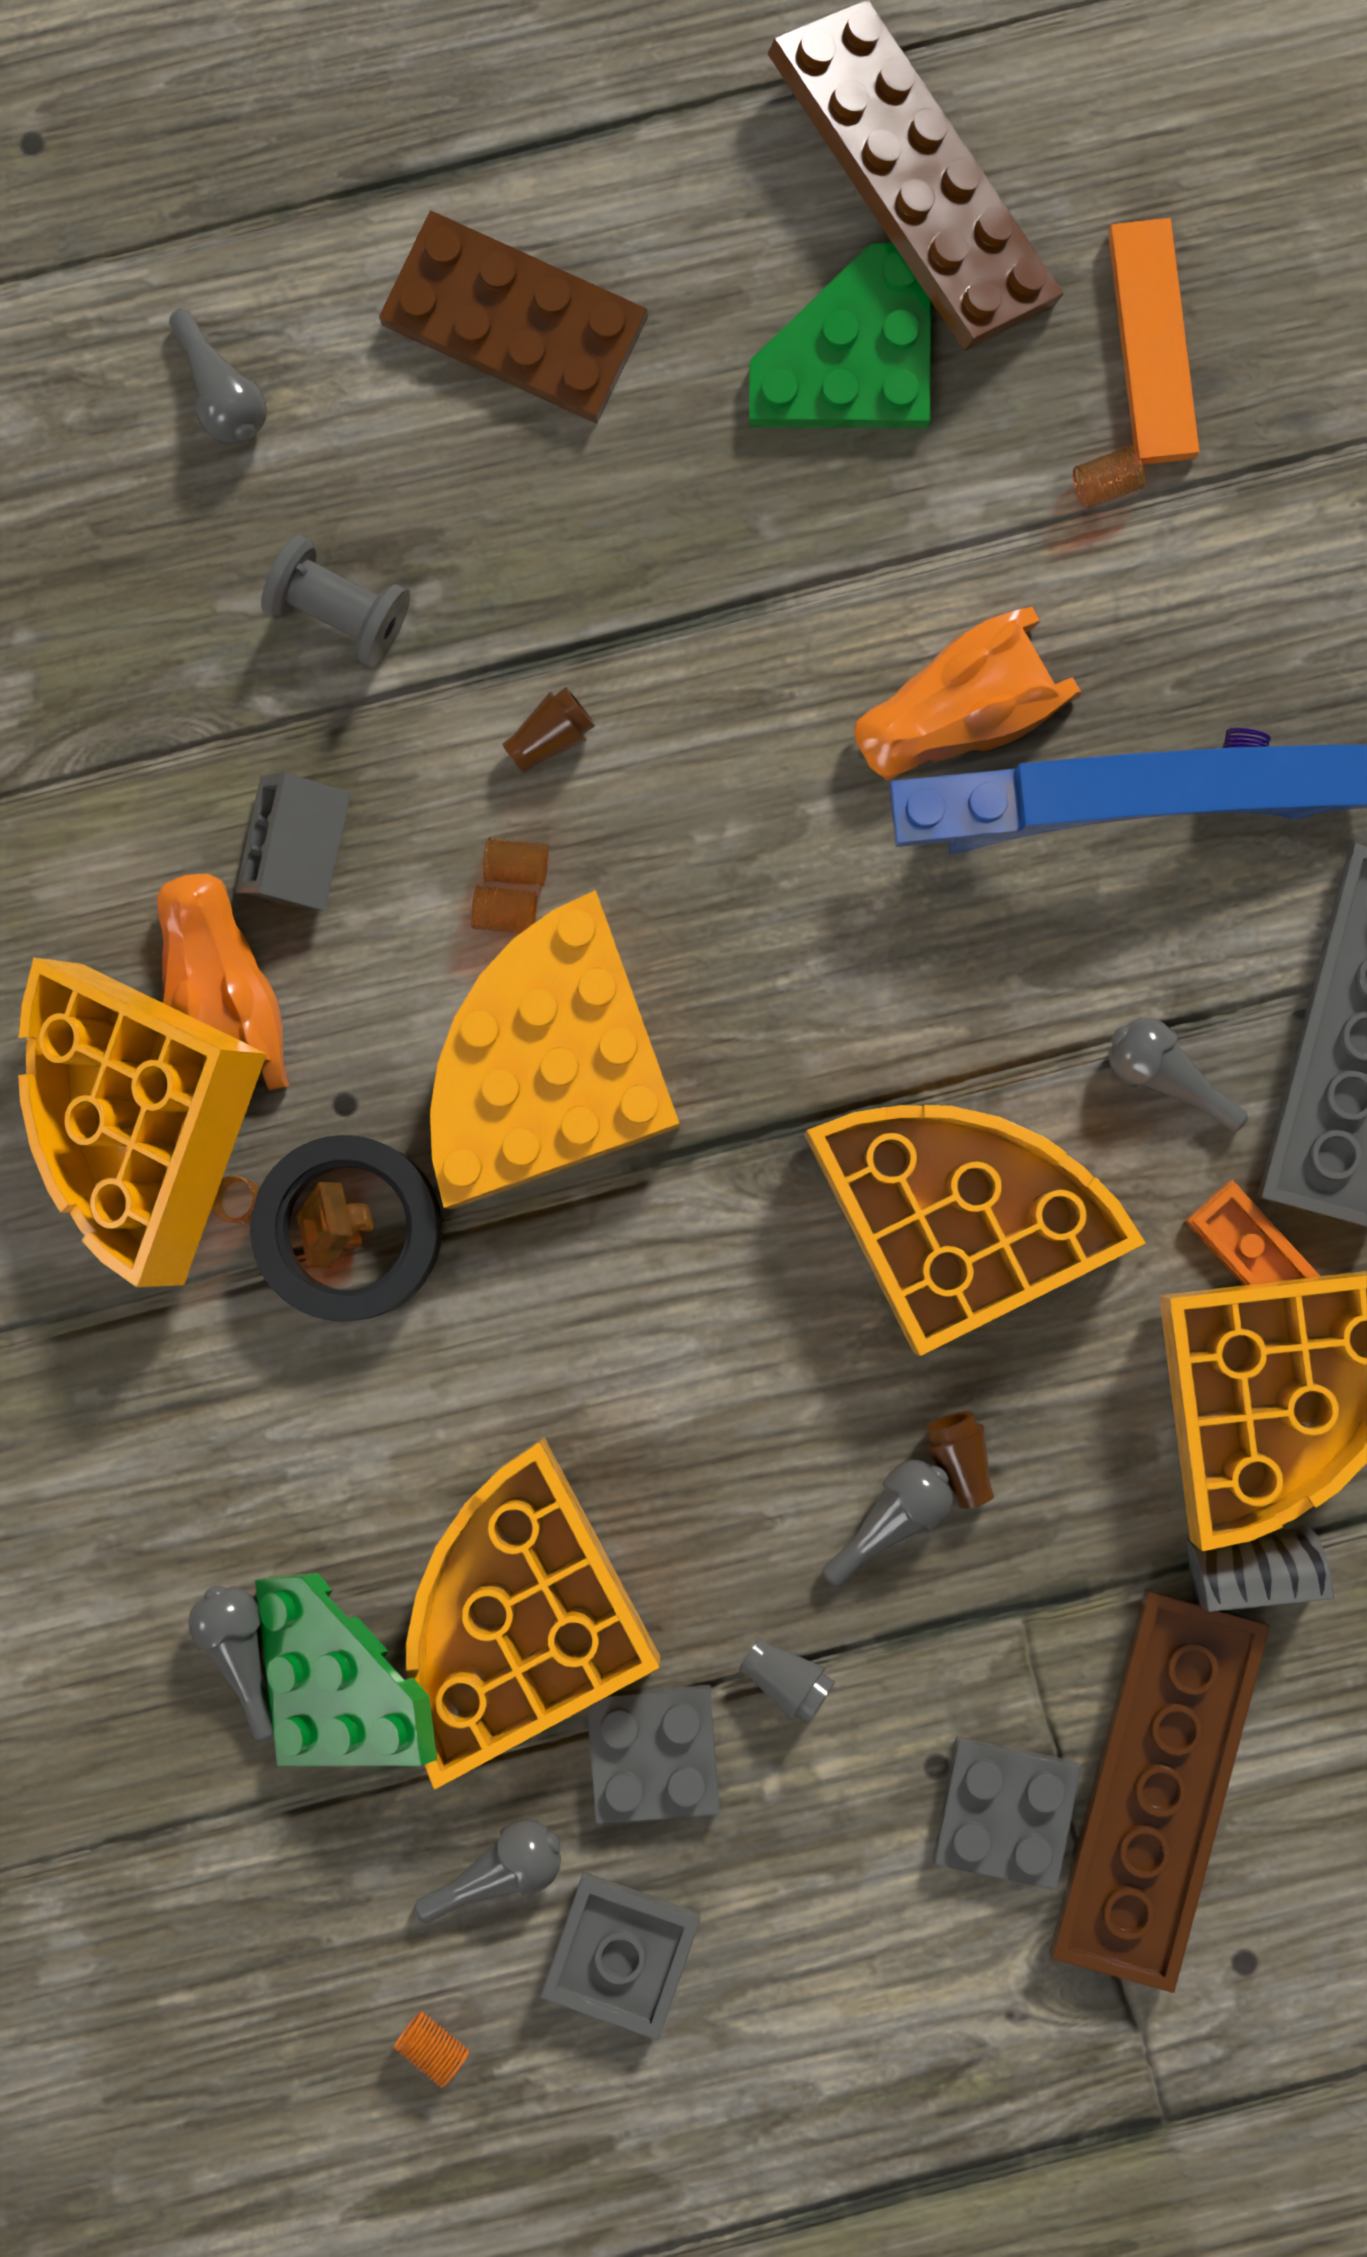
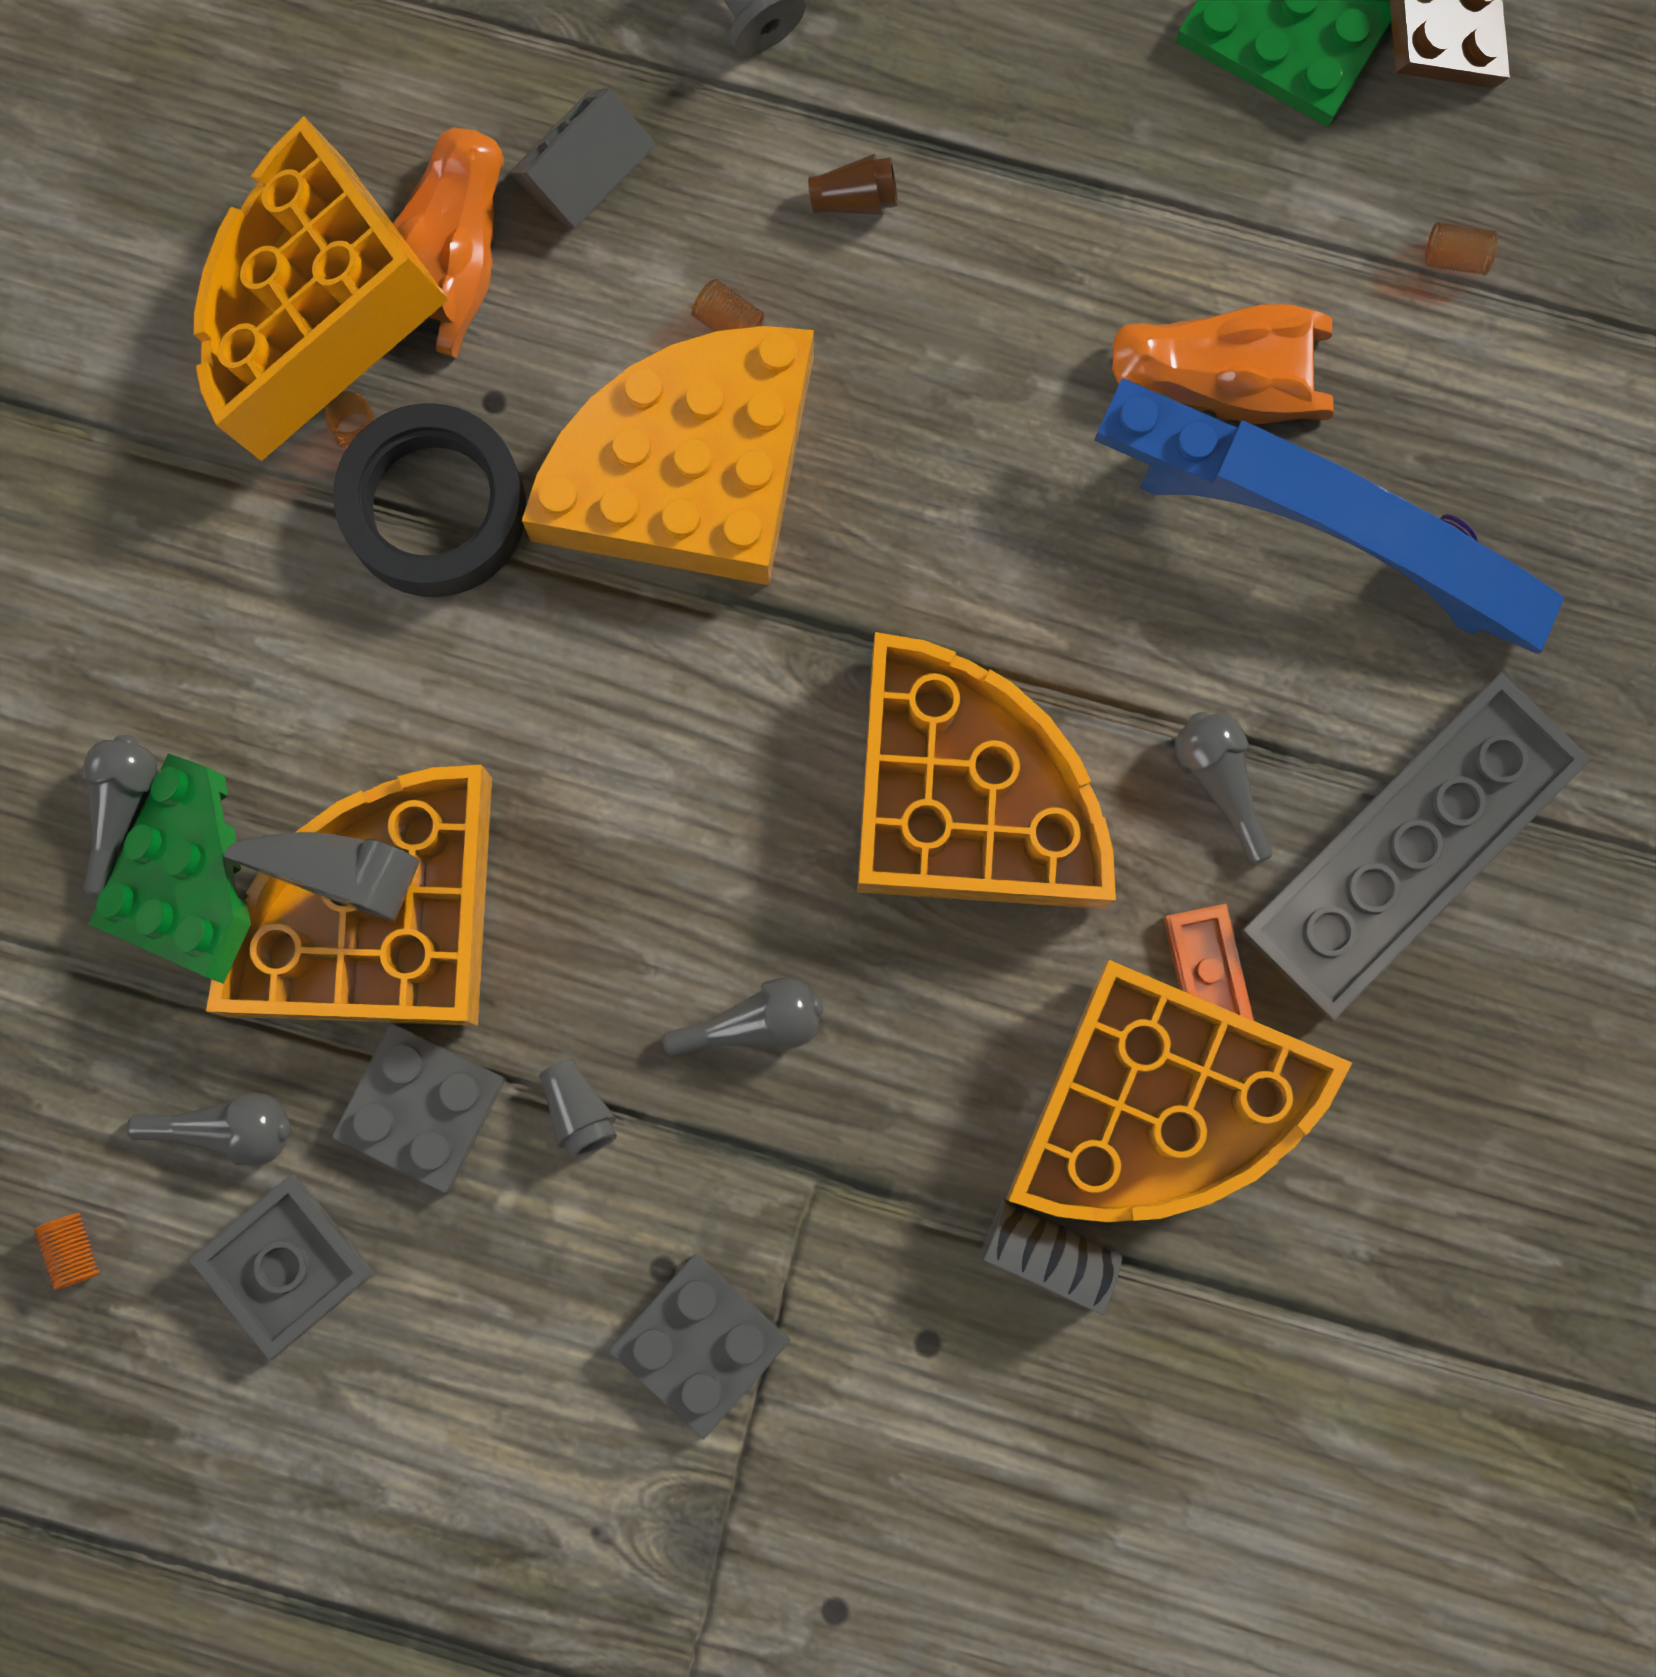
camera: 20 degrees right, 5 degrees down
(330, 1224) = (419, 488): clear orange tile -> none
(470, 1607) = (338, 867): none -> dark grey piece
(515, 856) = (757, 287): clear orange piece -> none
(961, 1451) = (847, 1000): reddish brown cone -> none
(1153, 341) = (1564, 161): orange tile -> none
(1159, 1791) = (846, 1405): reddish brown plate -> none

